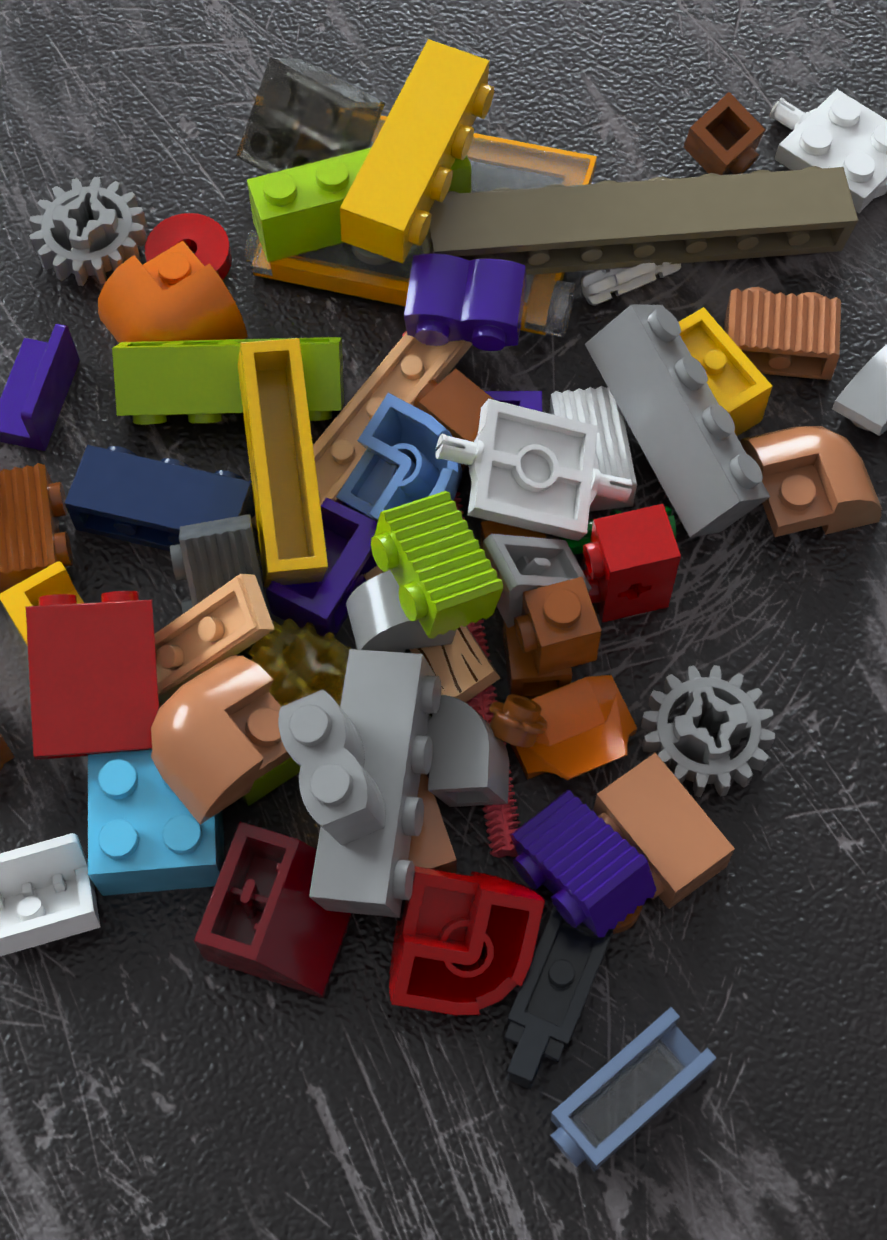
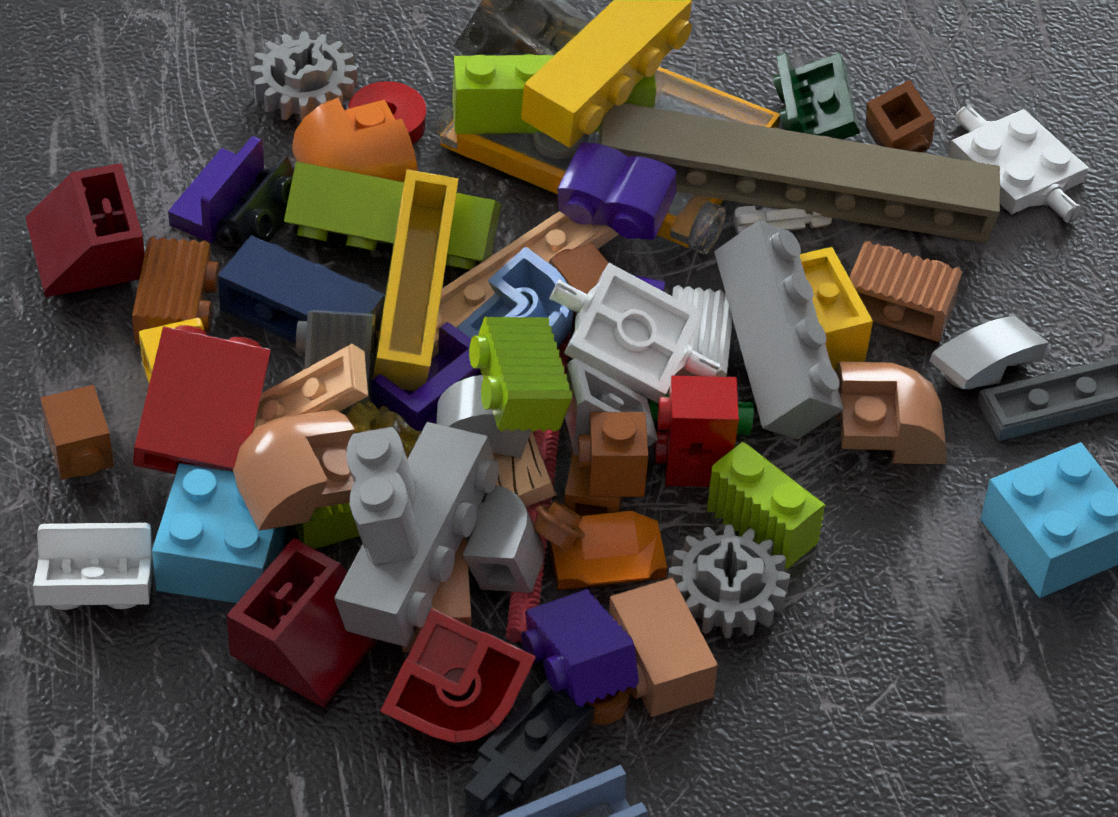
camera: 10 degrees right, 15 degrees down
(93, 400) = (262, 208): none -> black hinge
(630, 130) = (817, 97): none -> bracket
(718, 628) = (762, 498): none -> lime brick

